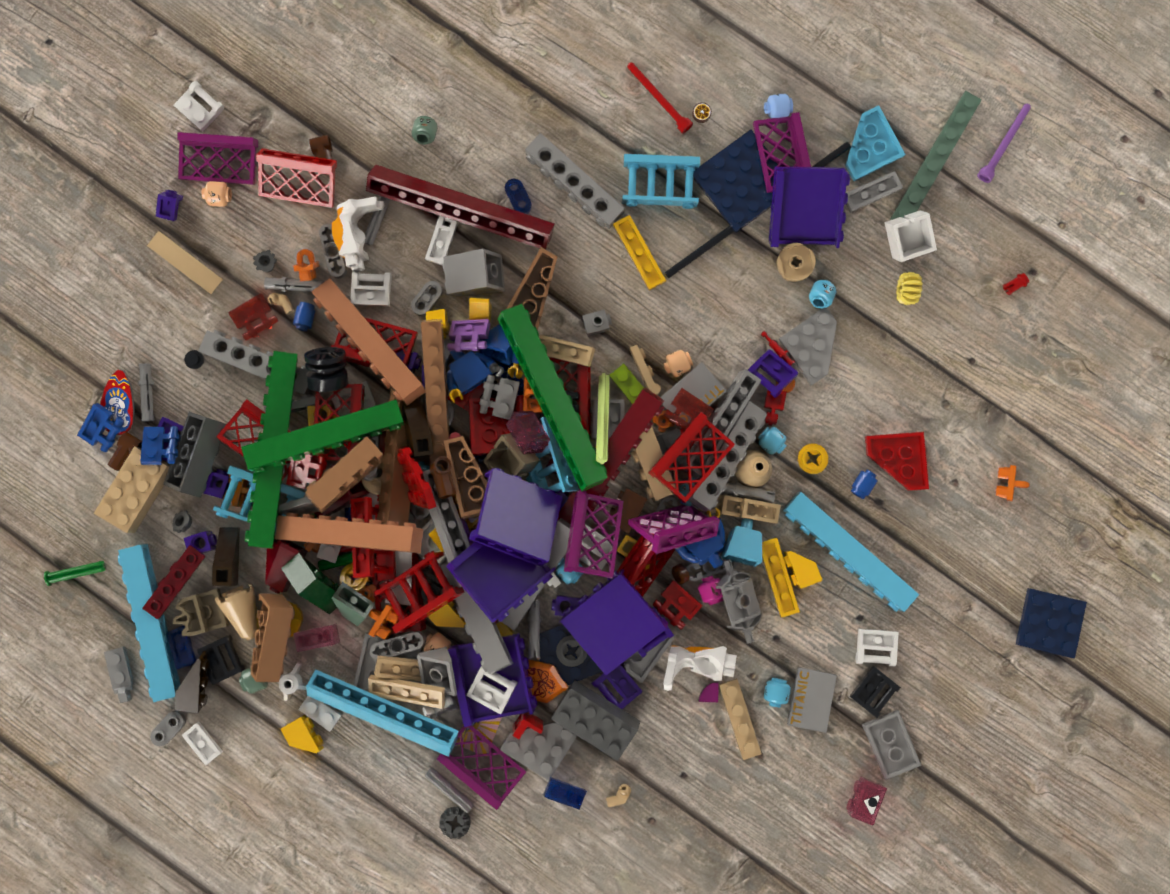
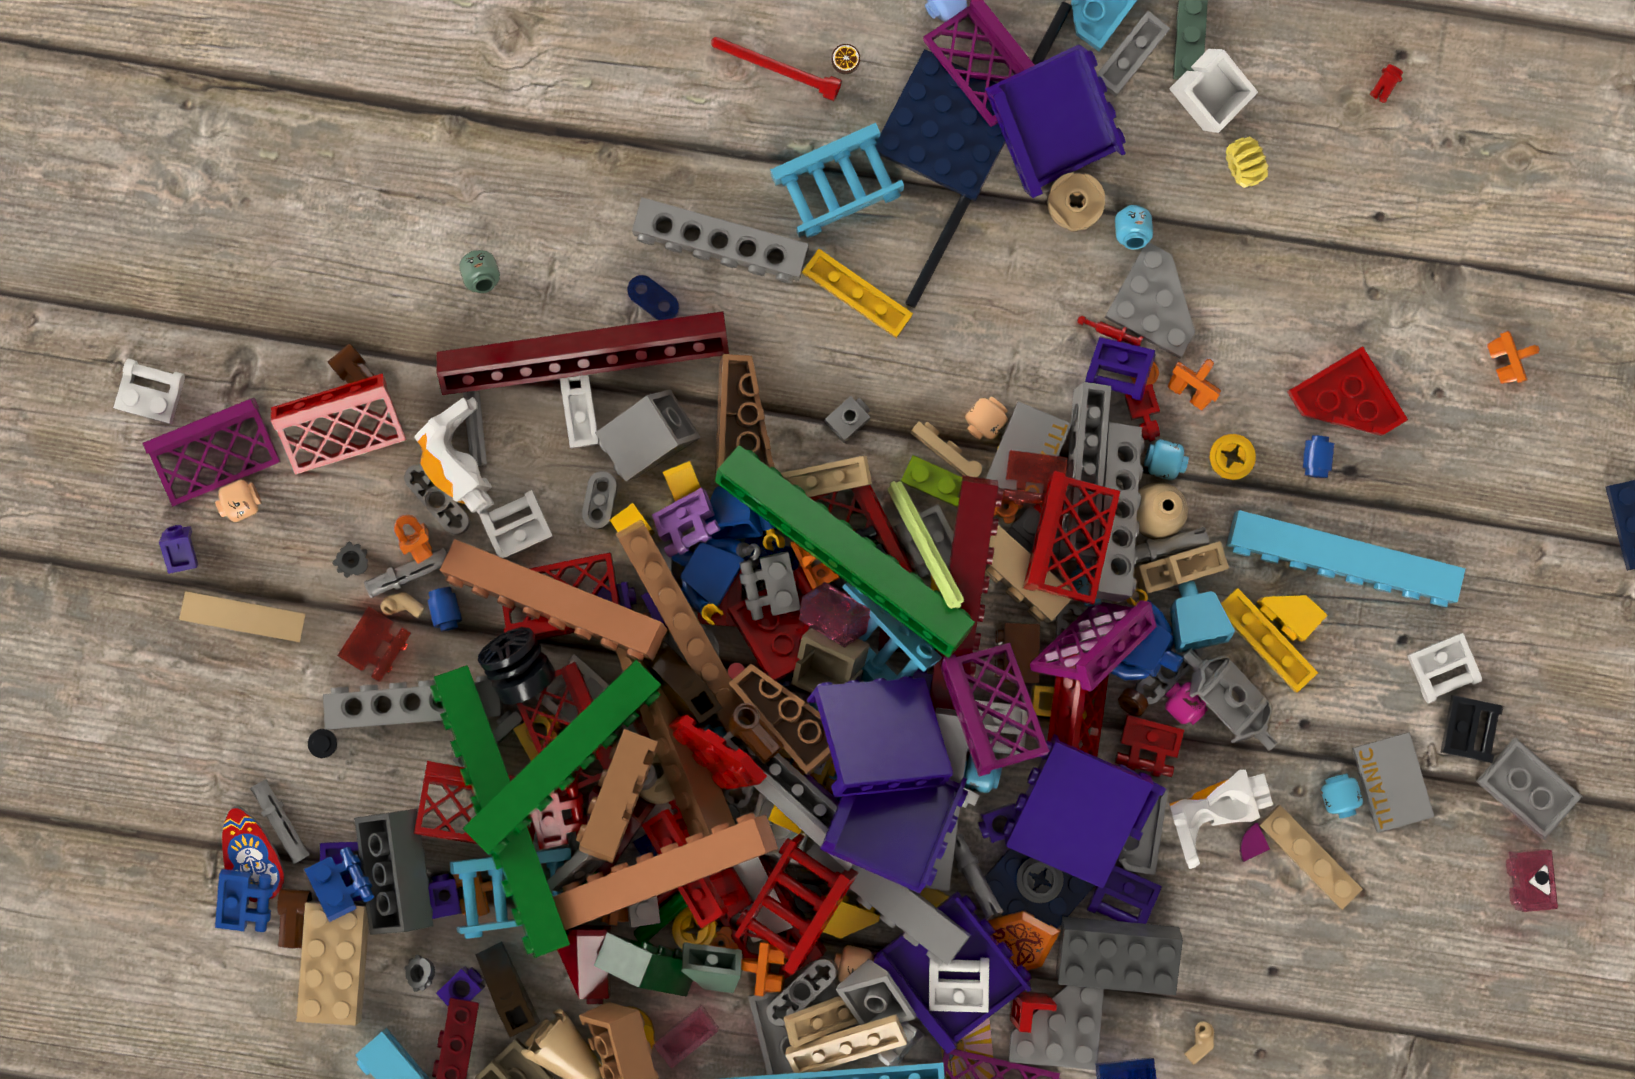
camera: 30 degrees left, 0 degrees up
(816, 411) = (1205, 390): none -> orange hips

